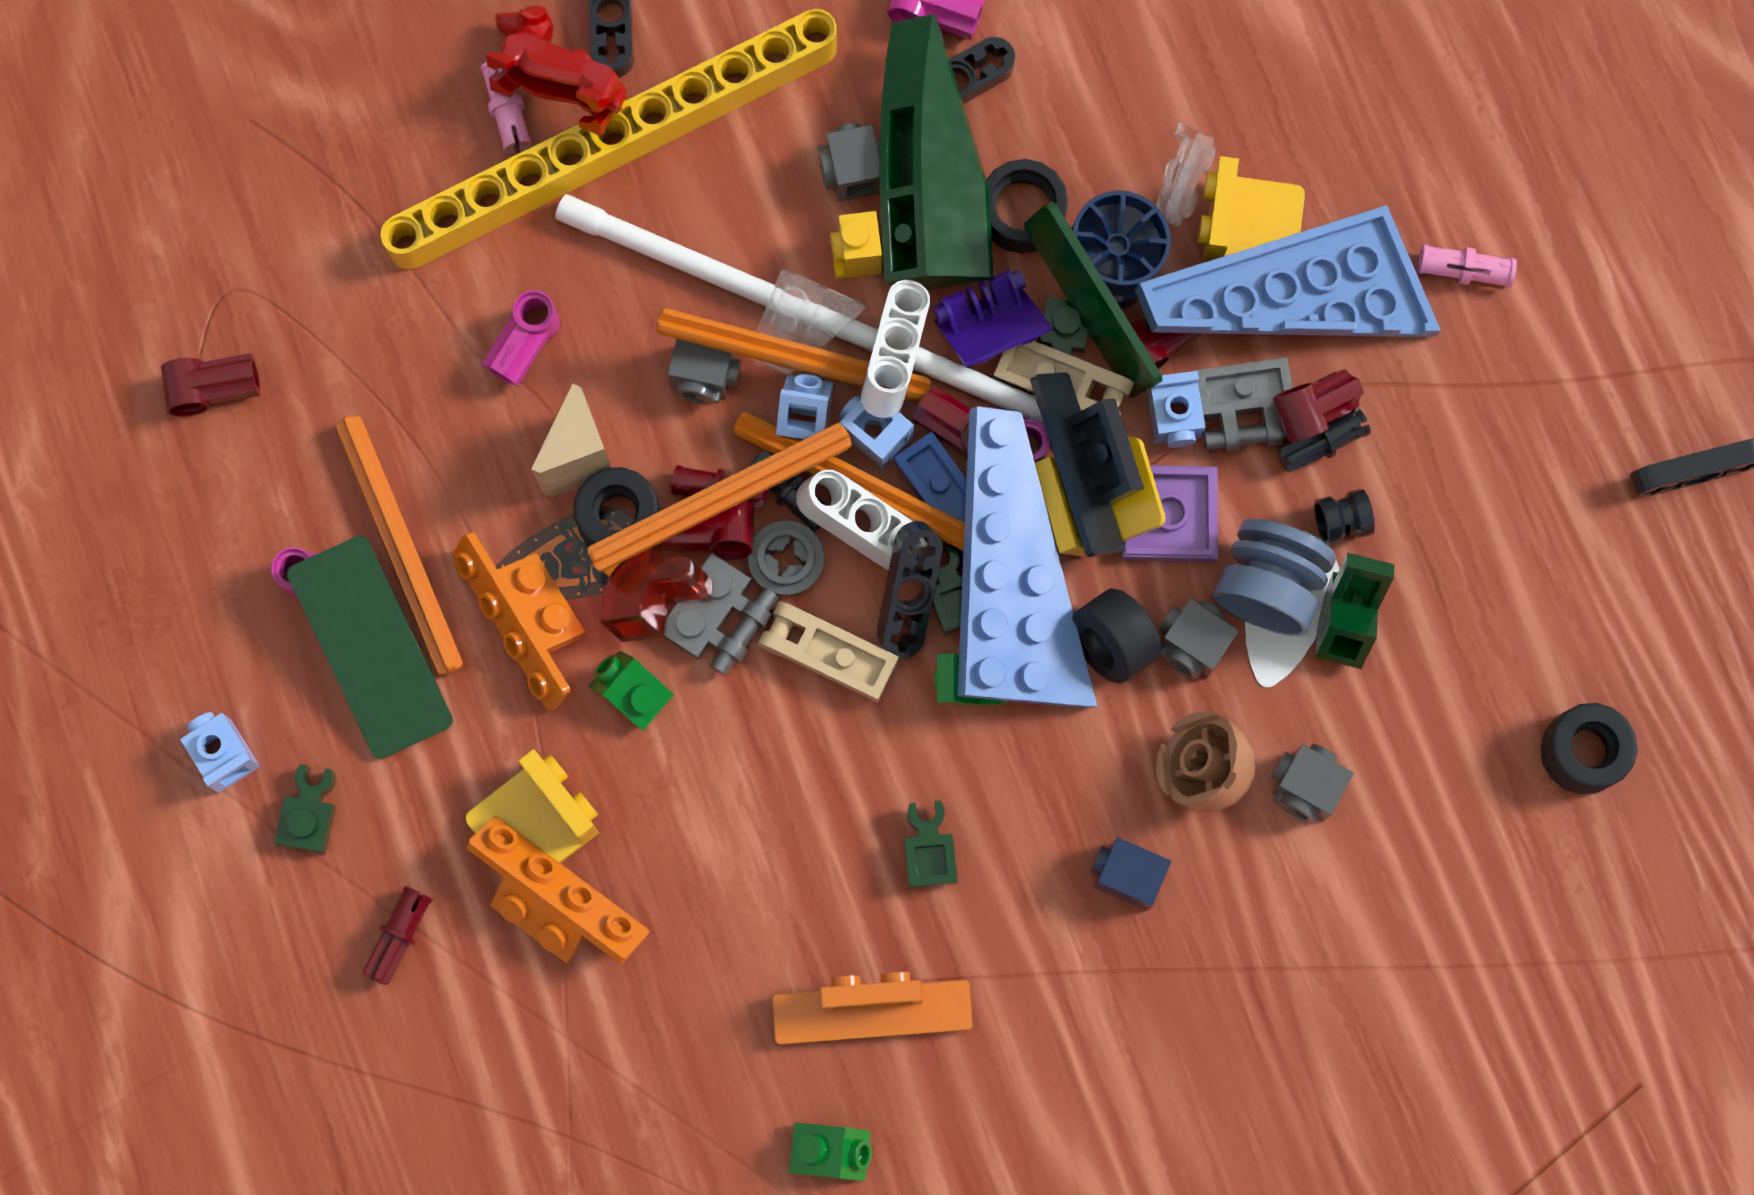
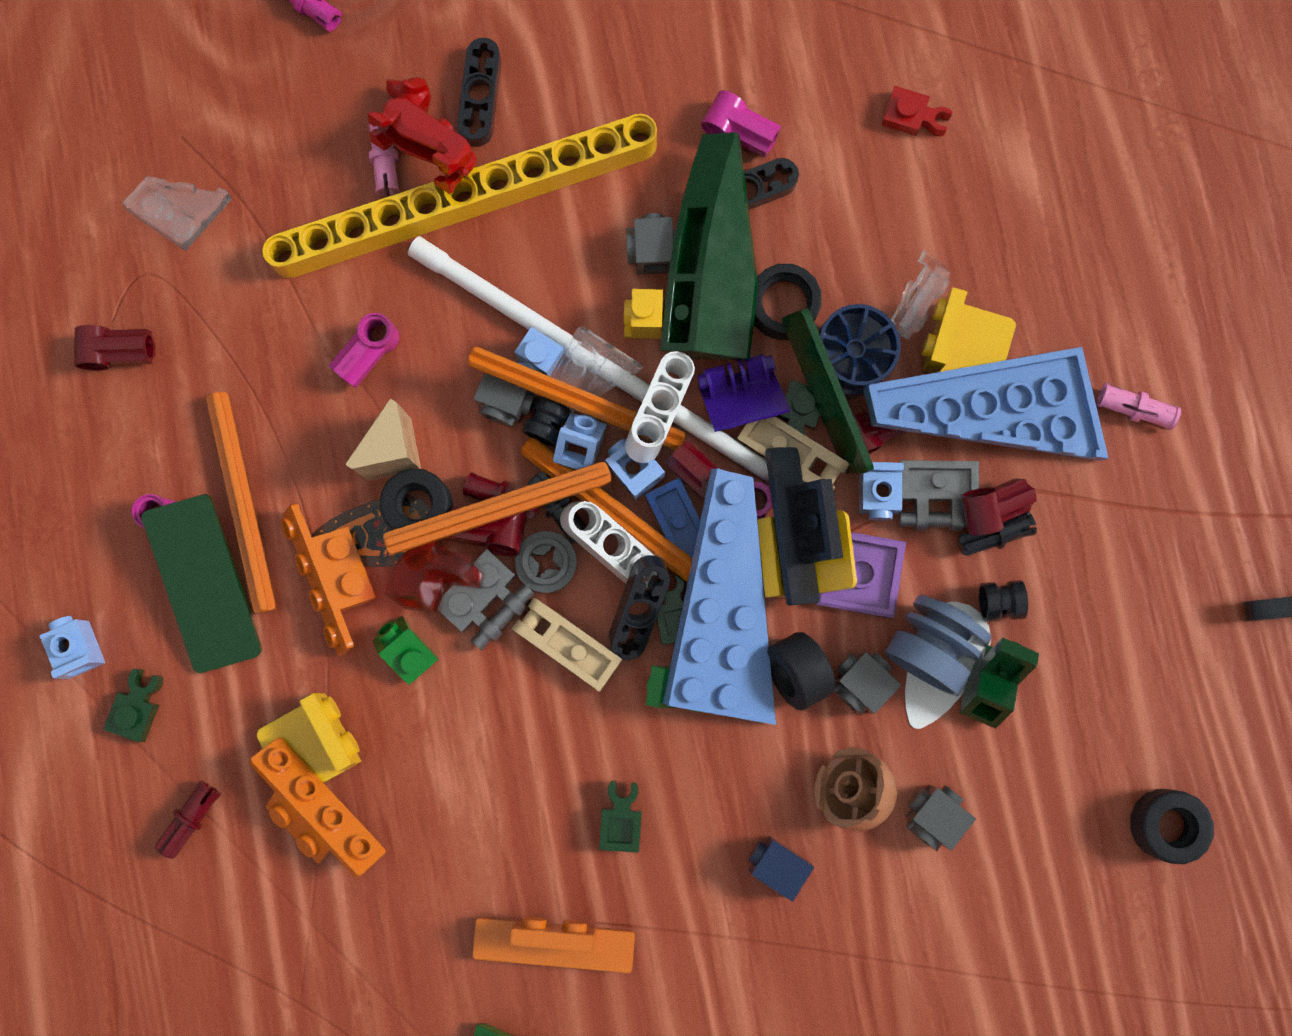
camera: 15 degrees right, 5 degrees up
(259, 205) = (175, 208): none -> clear wing
(738, 306) = (539, 352): none -> light blue brick
(759, 389) = (546, 420): none -> black wheel

